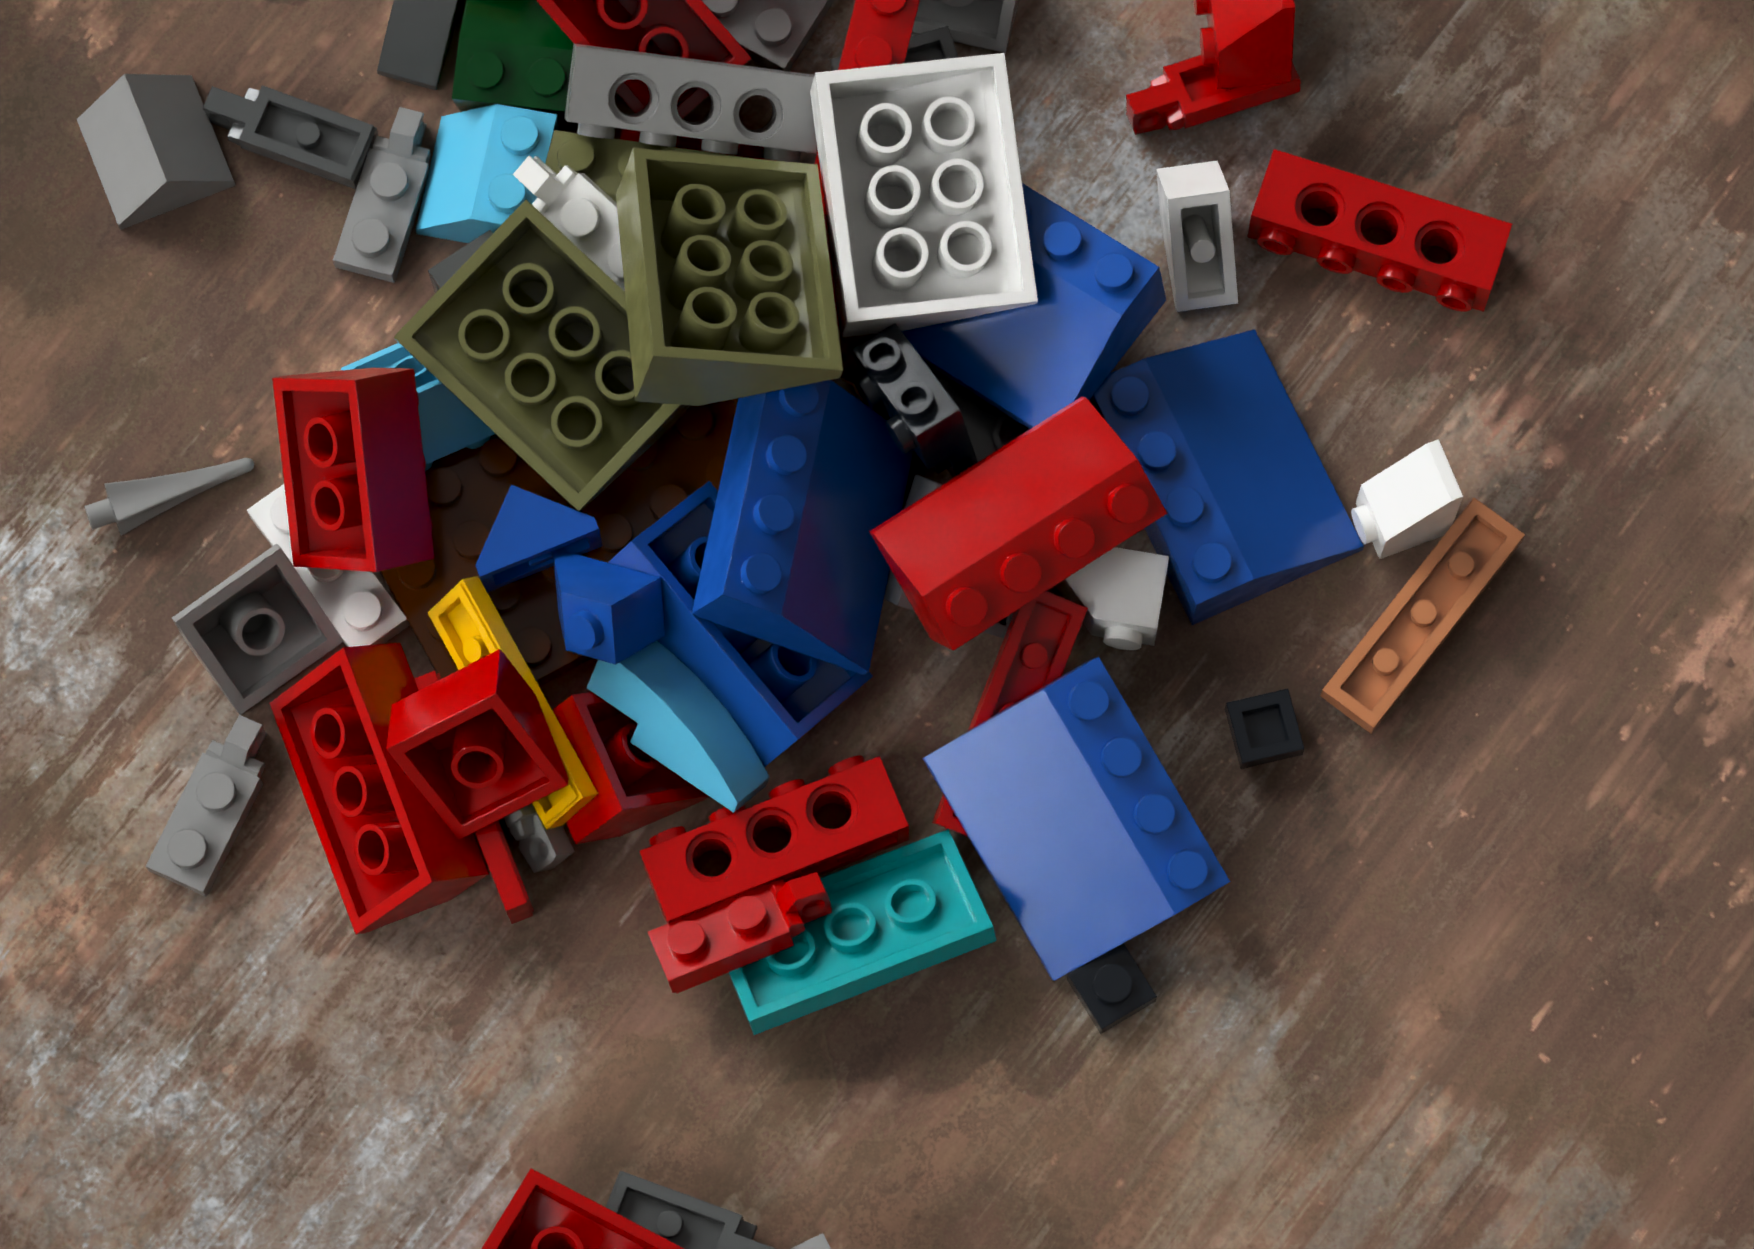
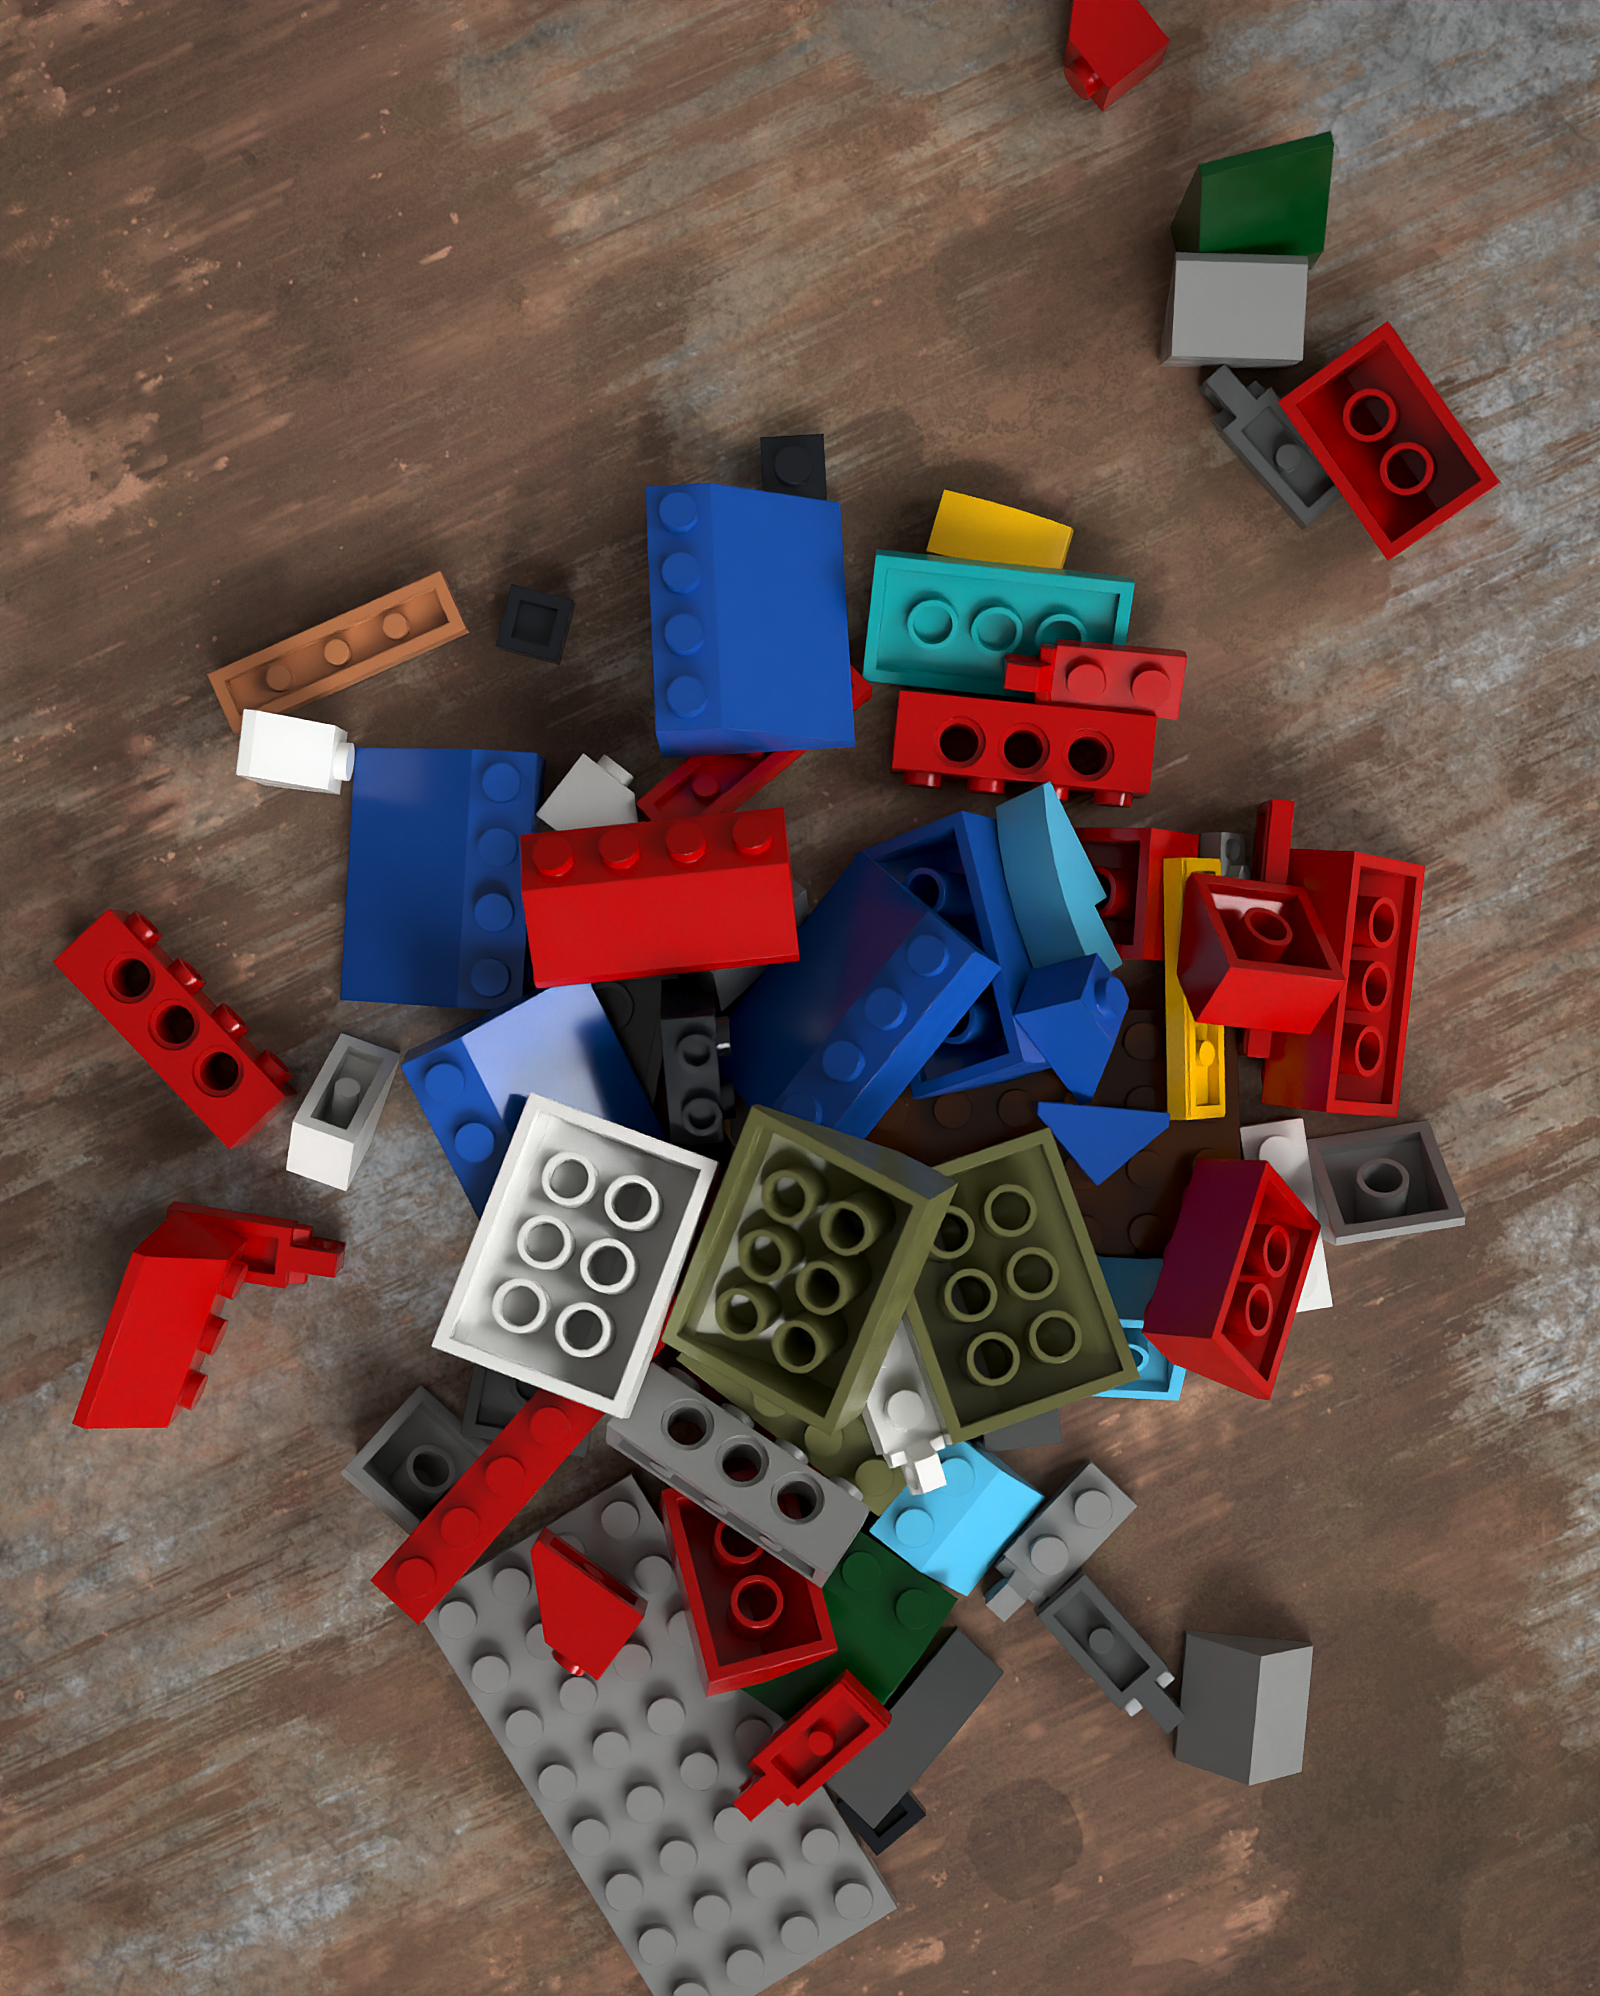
camera: 155 degrees left, 15 degrees up
(140, 500) = (1426, 1367): light grey piece -> none
(211, 810) = (1498, 1044): light grey hinge -> none
(893, 1018) = (996, 533): none -> yellow slope

